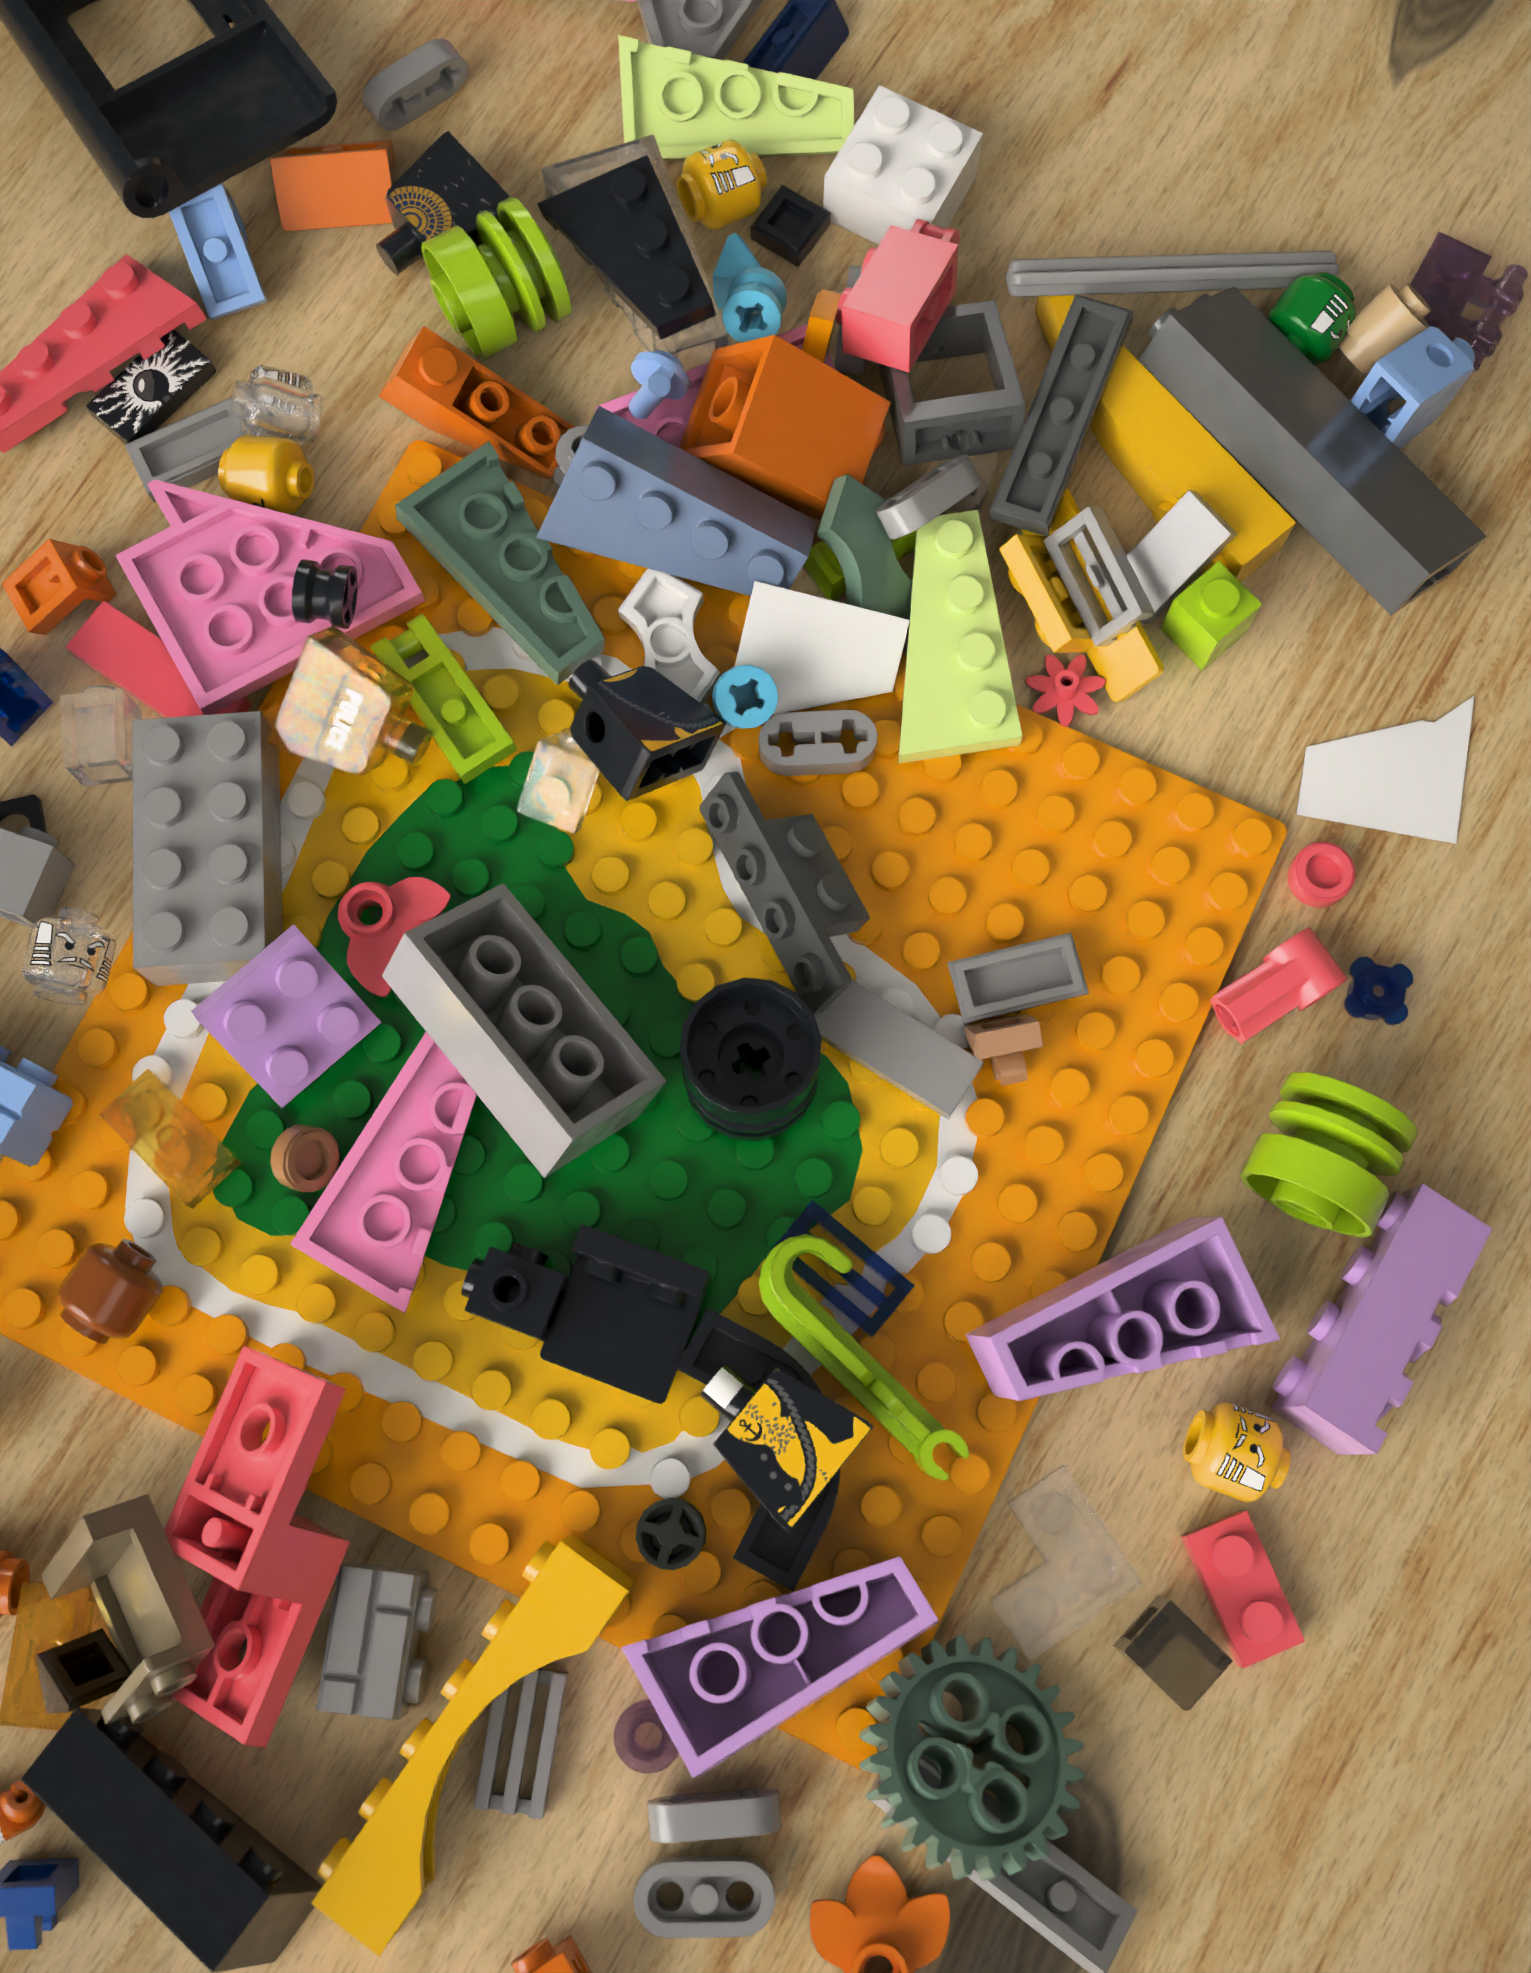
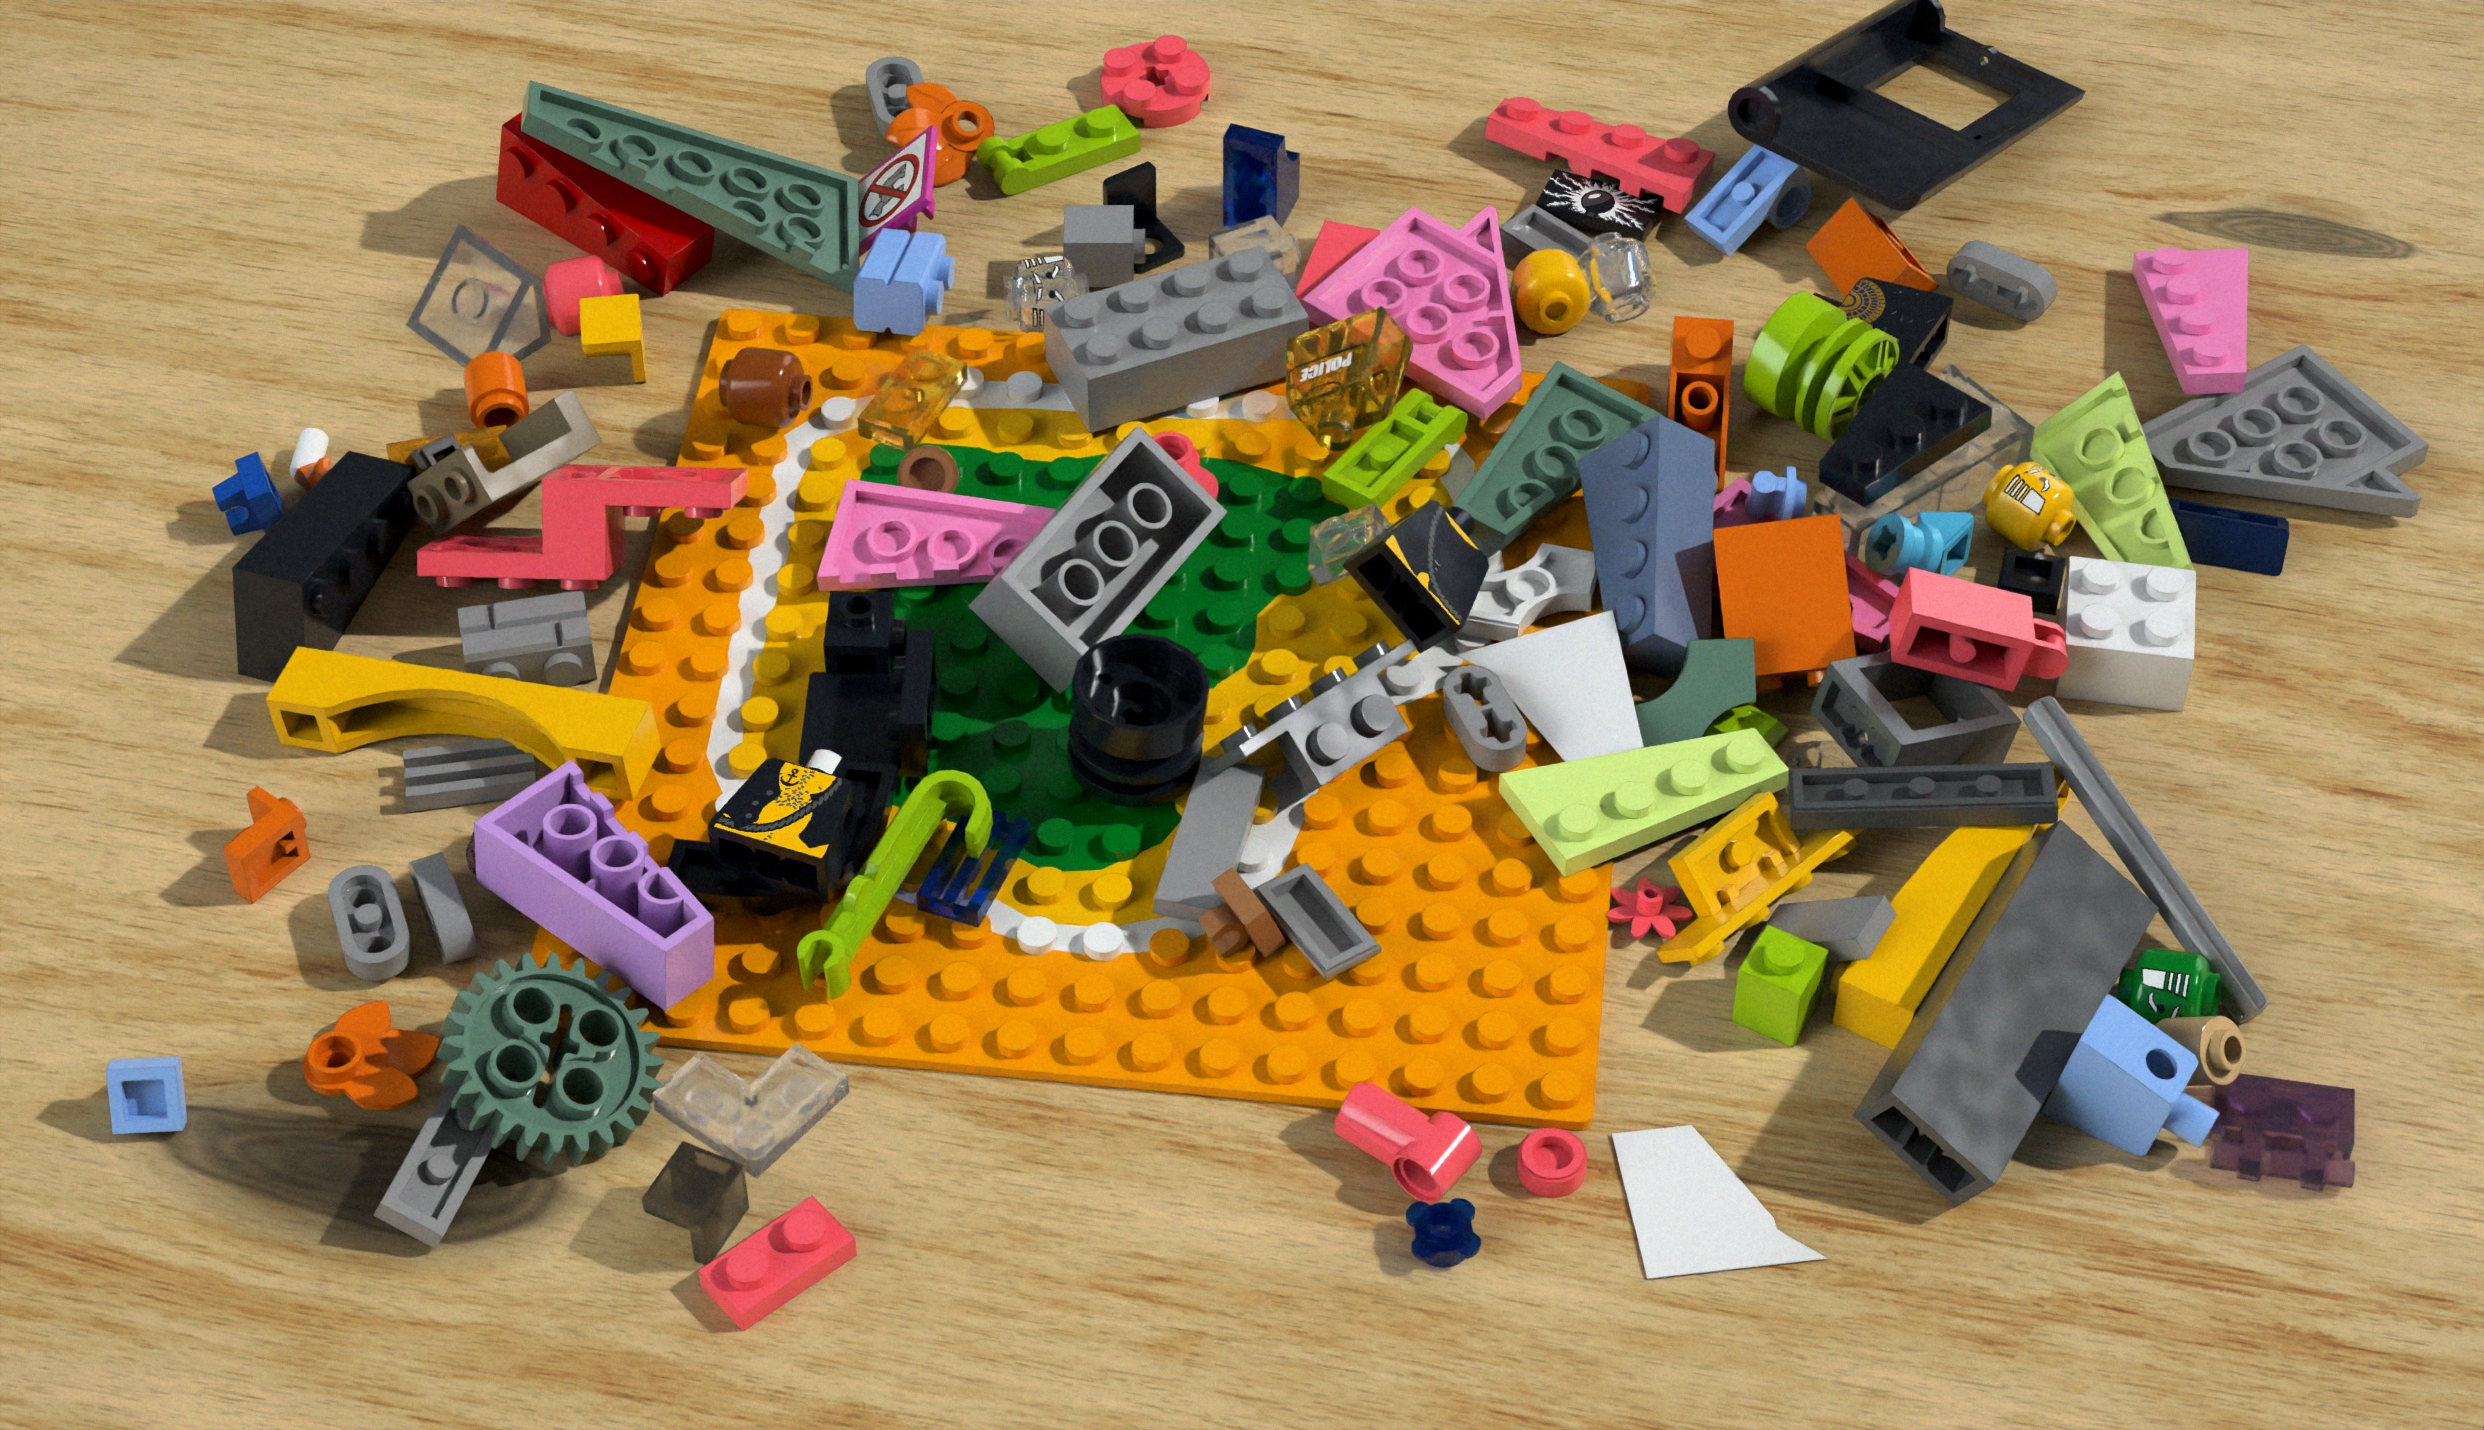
camera: 70 degrees right, 30 degrees down
(55, 583) = (1376, 194): orange bracket -> none
(286, 1016) = (1046, 419): lavender plate -> none
(324, 593) = (1440, 328): black wheel -> none
(658, 1540) = (683, 799): pearl dark grey wheel -> none
(730, 701) = (1511, 646): medium azure wheel -> none
(821, 324) = (1881, 585): light orange tile -> none
(928, 496) = (1774, 716): light grey beam -> none
(1107, 570) = (1765, 872): light grey tile -> none
(1132, 1314) = (1015, 1072): lavender wedge -> none
(1236, 1451) = (909, 1202): yellow head -> none
(1329, 1154) = (1235, 1188): lime wheel -> none
(1380, 1322) = (1080, 1285): lavender wedge -> none

